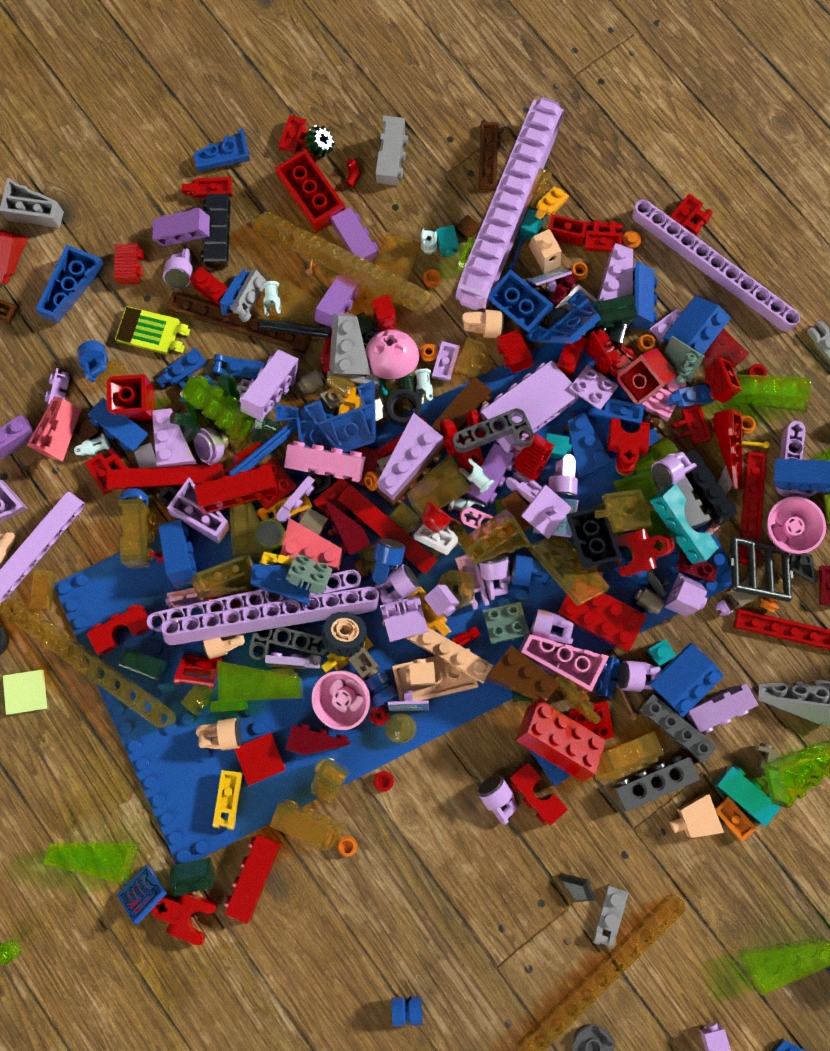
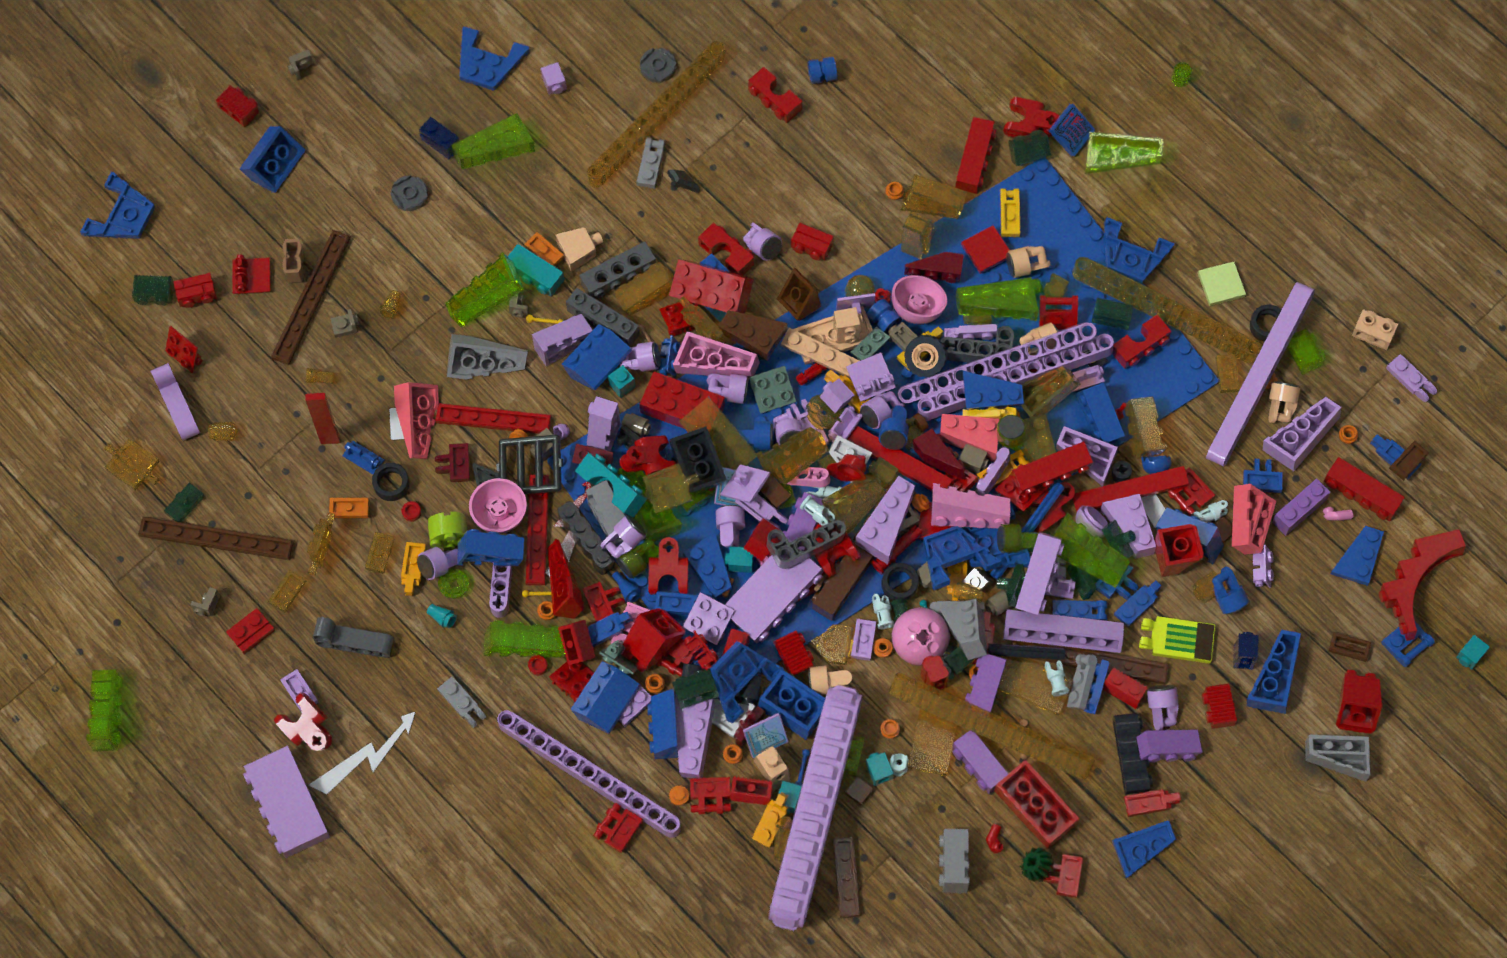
camera: 170 degrees right, 10 degrees down
(35, 473) = (1263, 480): none -> blue hinge
(91, 303) = (1245, 651): none -> clear blue brick
(113, 727) = (1128, 258): none -> blue wing
(253, 343) = (1064, 631): none -> lavender brick
(290, 425) = (1011, 539): none -> clear neon green piece
(297, 389) = (1012, 585): none -> clear green tile
(310, 571) = (966, 398): sand green hinge -> none
(383, 781) = (869, 247): red tile -> none
(398, 658) = (870, 344): none -> sand green hinge
(432, 576) = (849, 422): none -> lavender hinge
(444, 792) = (812, 242): none -> red brick
(467, 725) = (799, 296): none -> reddish brown slope
(477, 1000) = (784, 106): none -> red arch
(653, 419) = (650, 600): reddish brown hinge -> none
(665, 430) = (629, 591): none -> blue cone
(751, 741) = (529, 318): none -> yellow hinge

